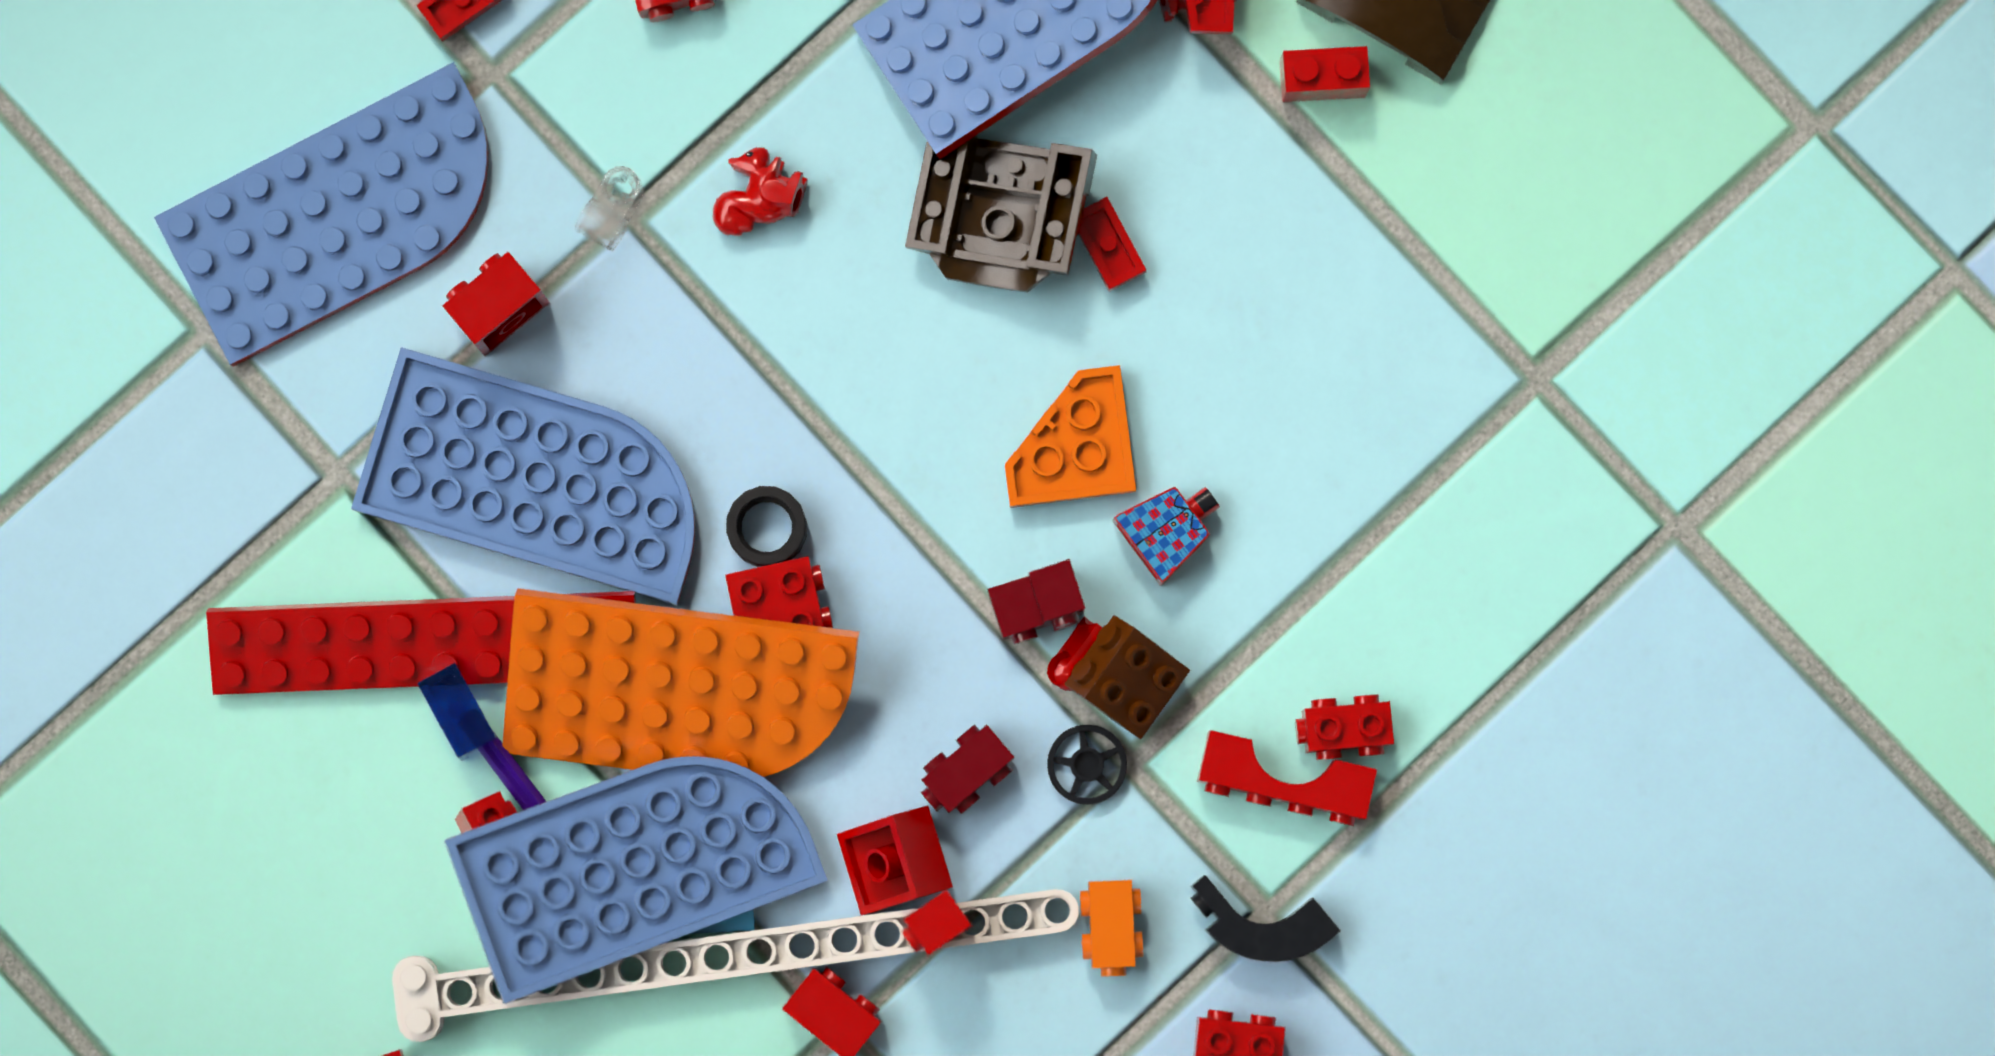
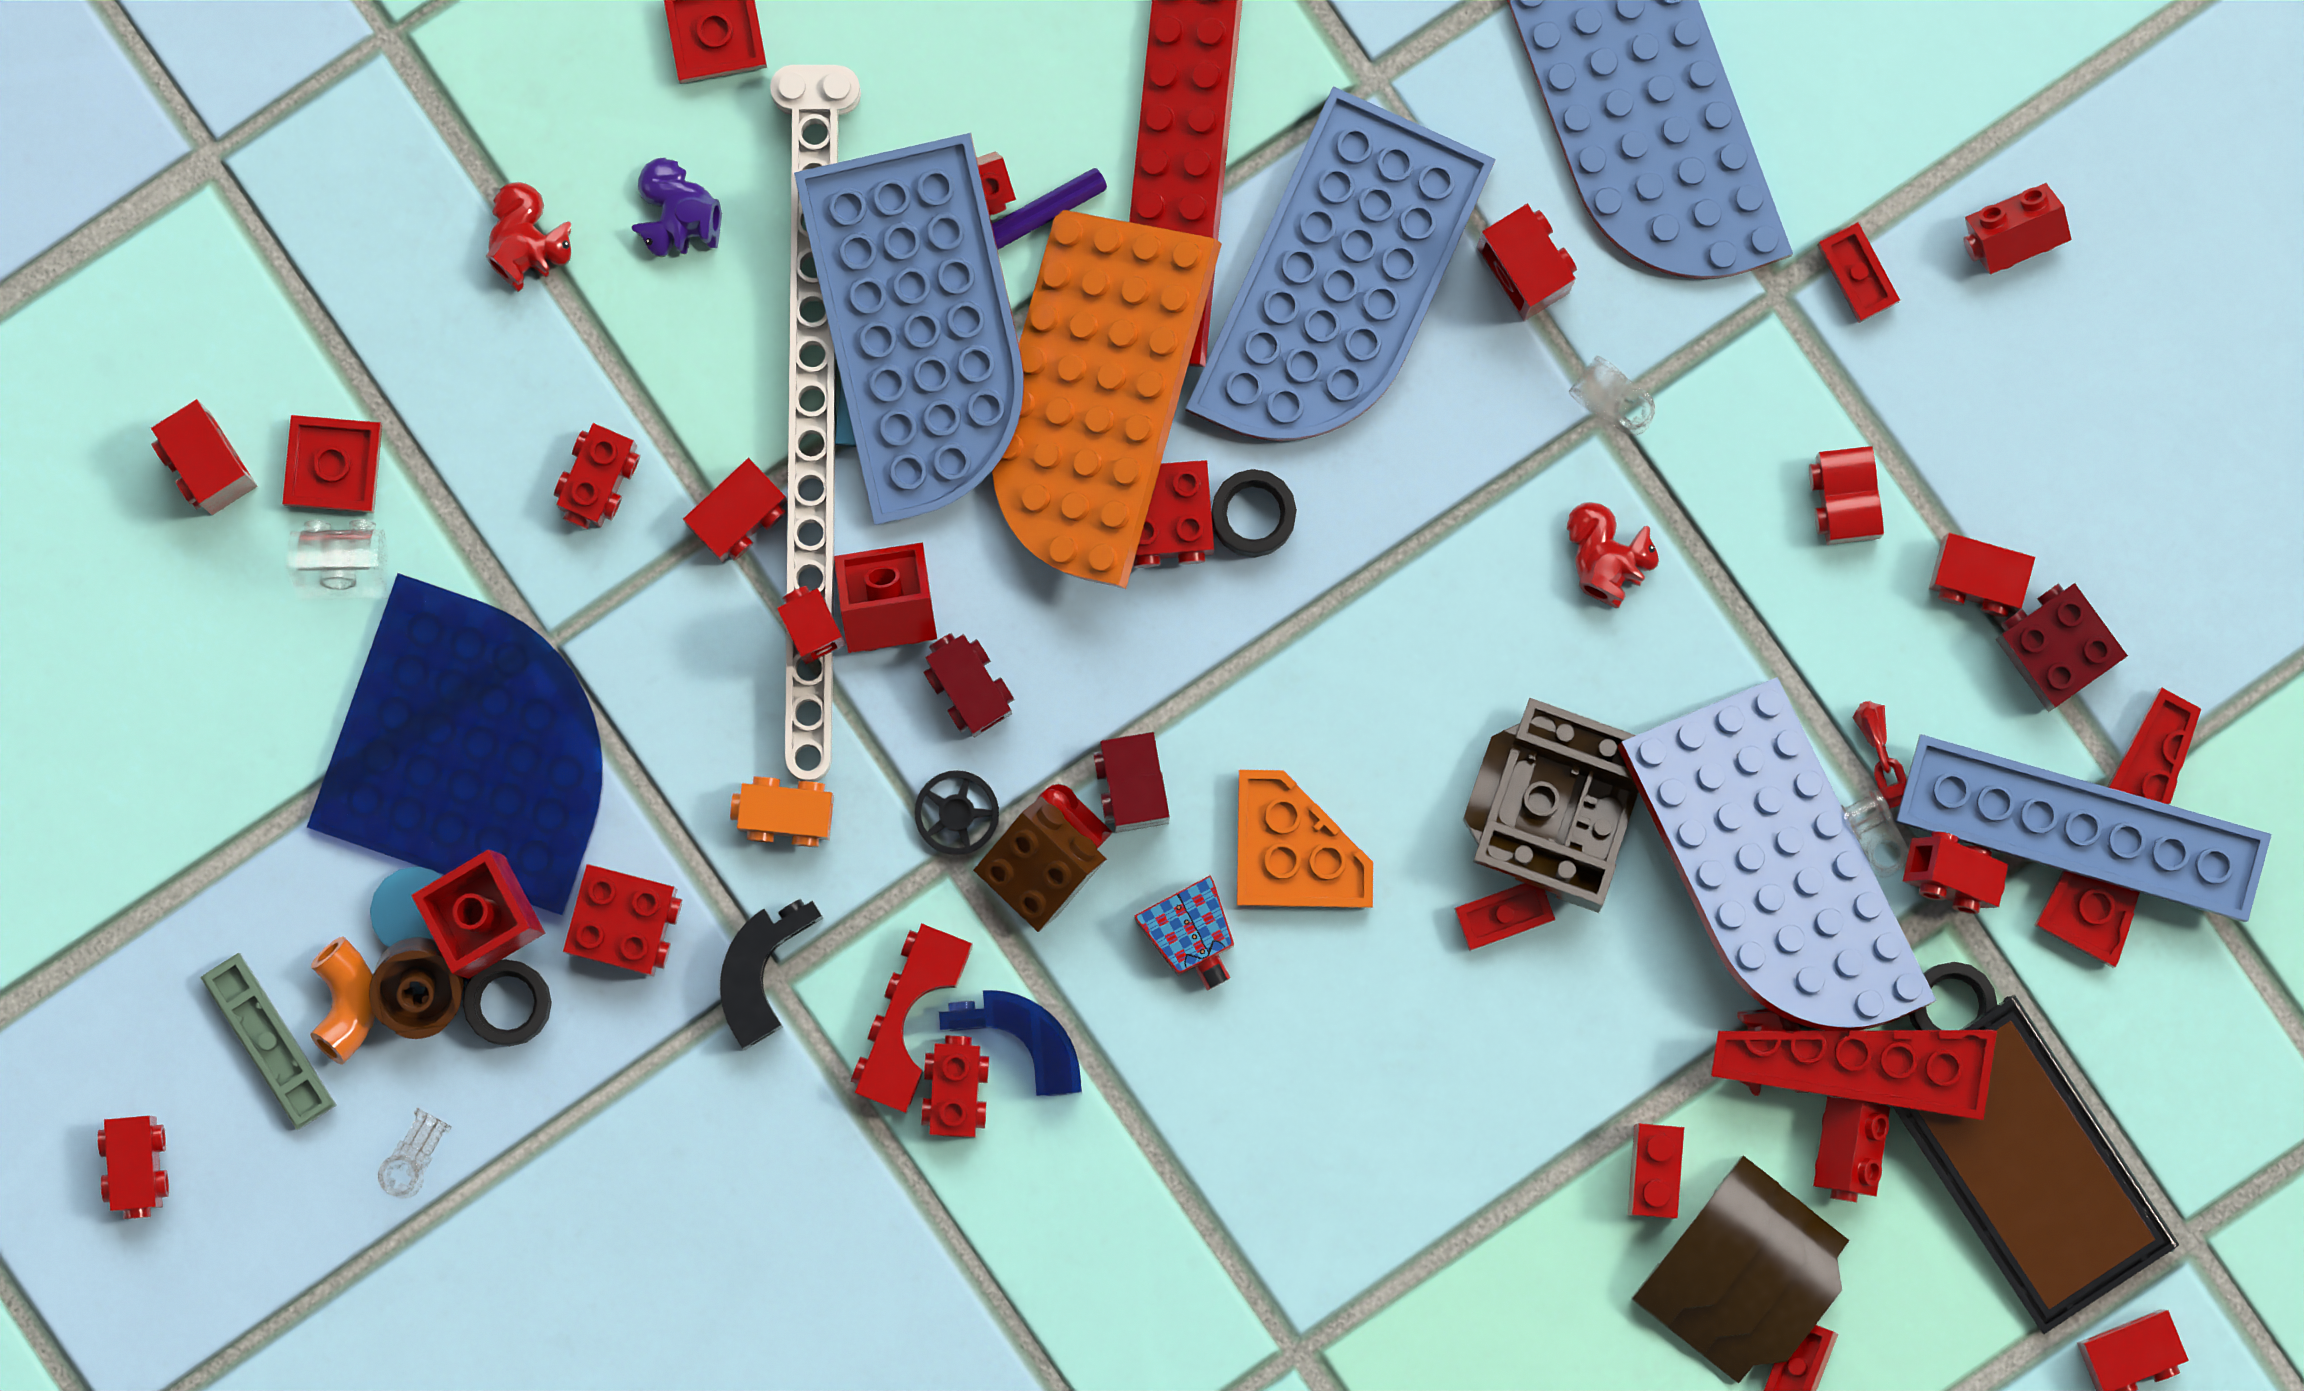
camera: 95 degrees right, 0 degrees up
(457, 711) = (1105, 166): clear blue panel -> none
(1295, 643) = (1045, 1038): none -> clear blue arch

